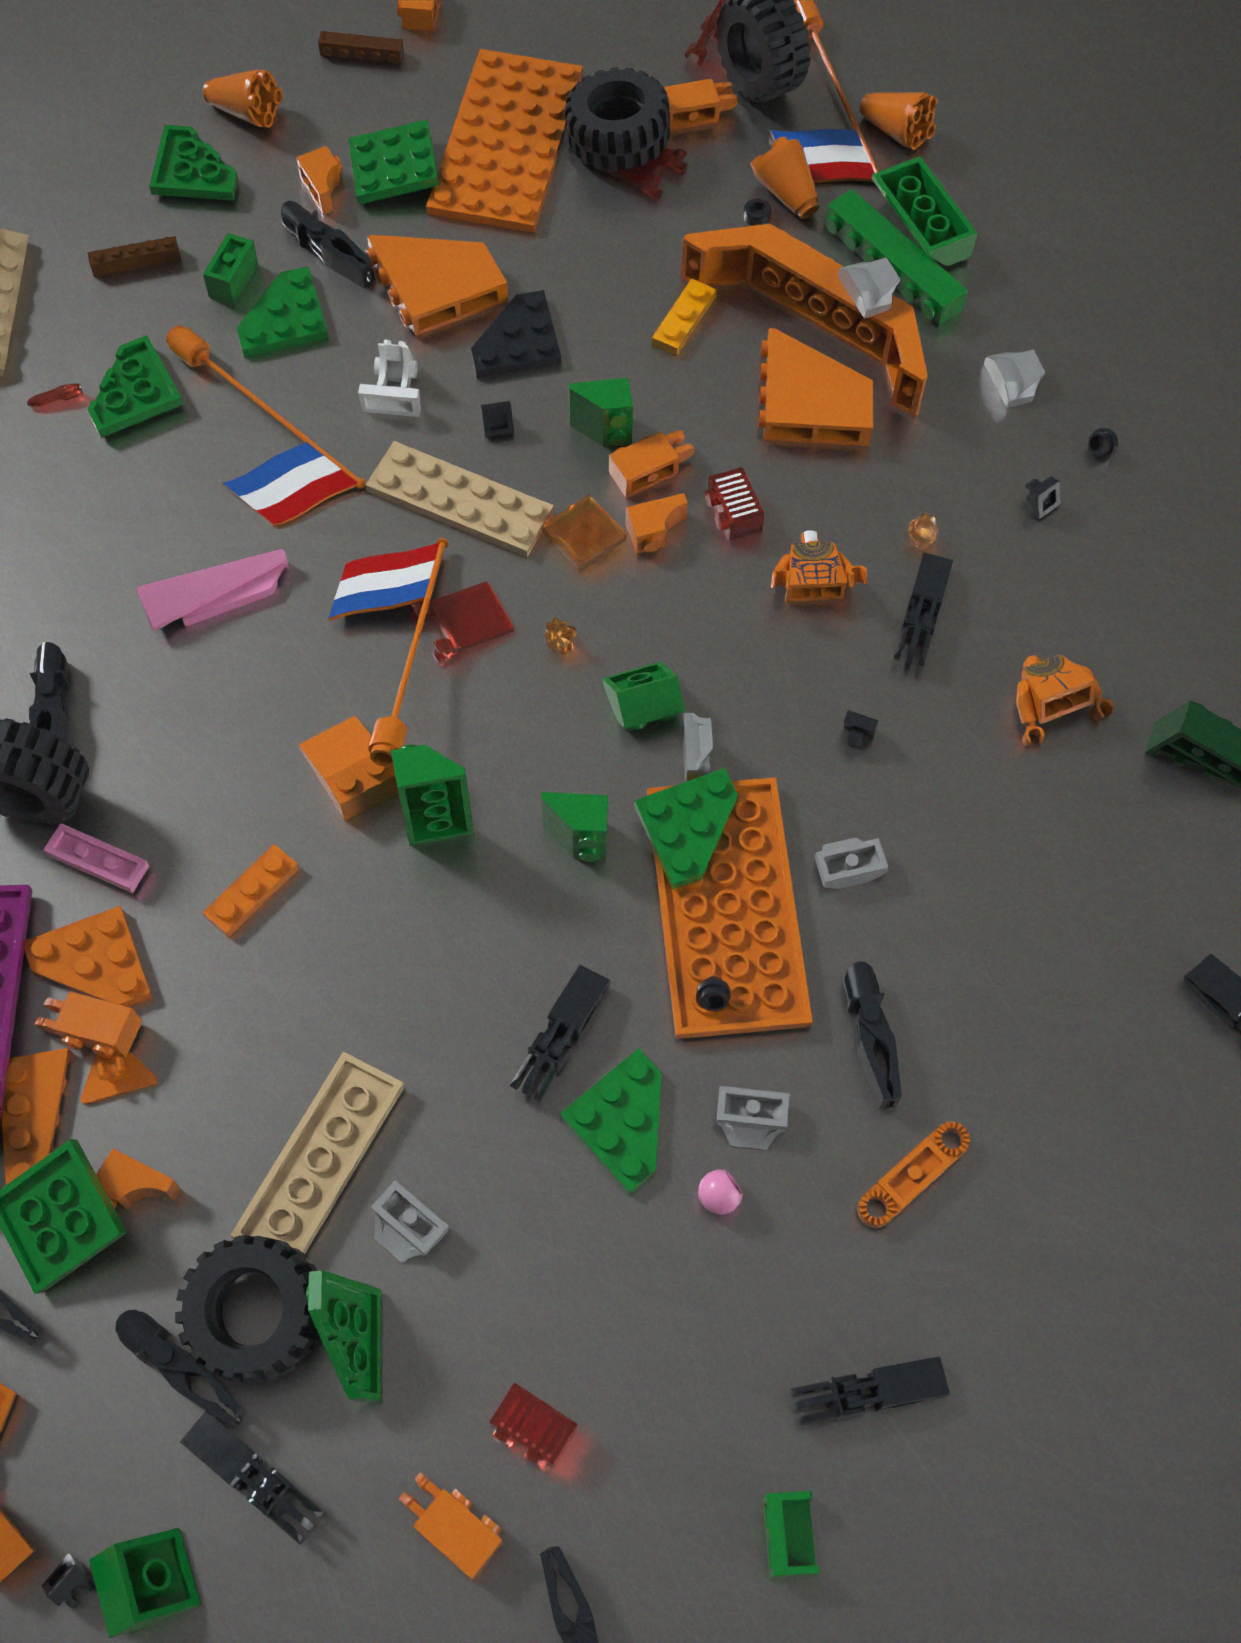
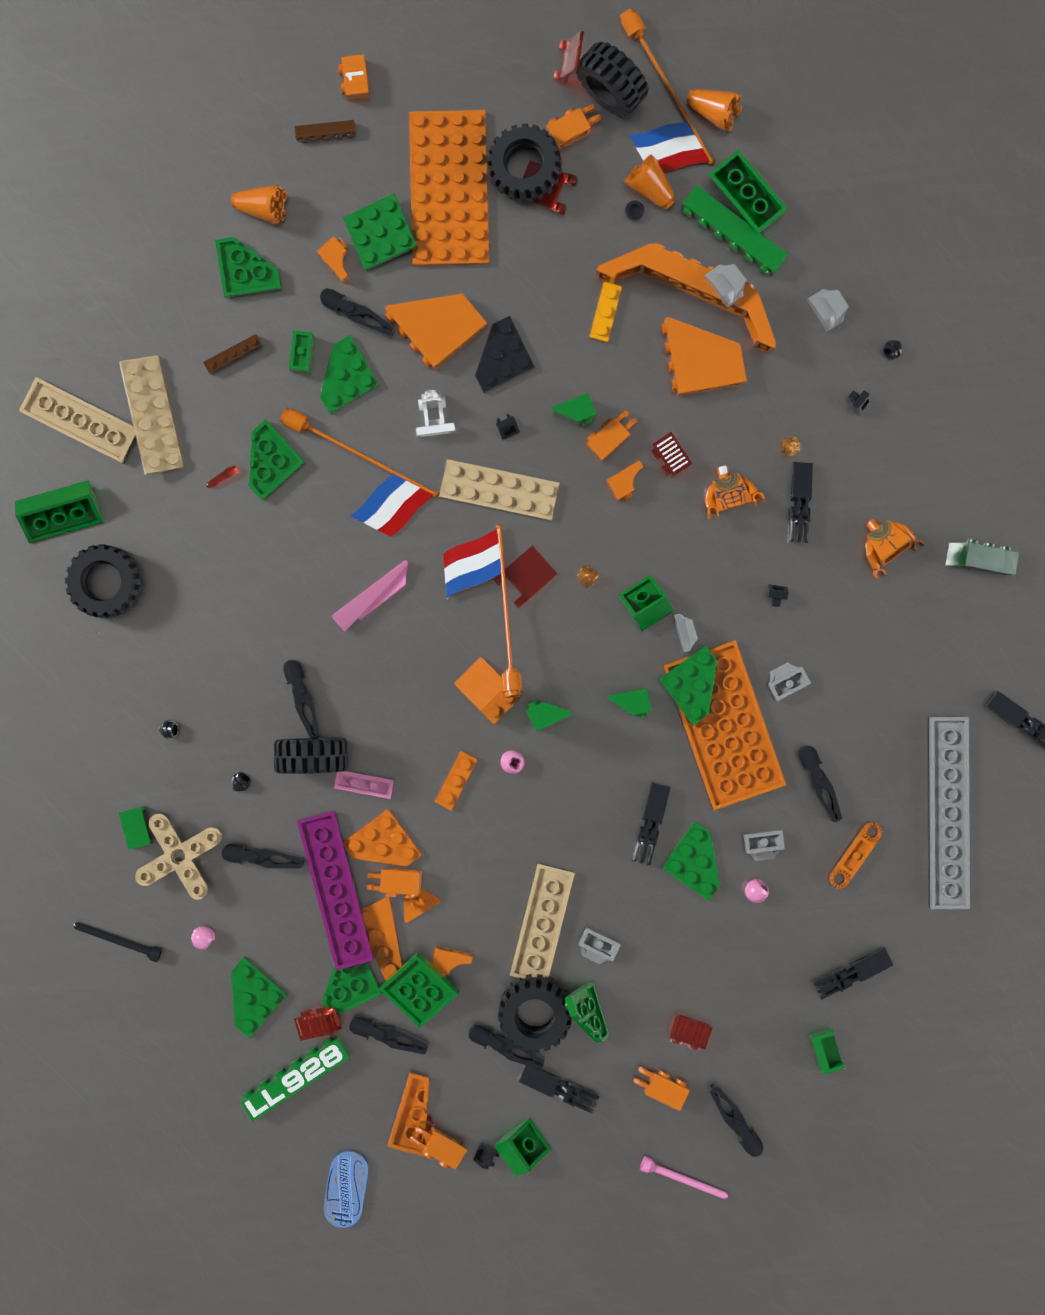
camera: 10 degrees left, 25 degrees up
(353, 877) = (512, 762): none -> bright pink piece
(584, 533) = (583, 498): clear orange plate -> none
(713, 994) = (729, 784): black plate -> none
(1096, 1148) = (949, 813): none -> light grey plate

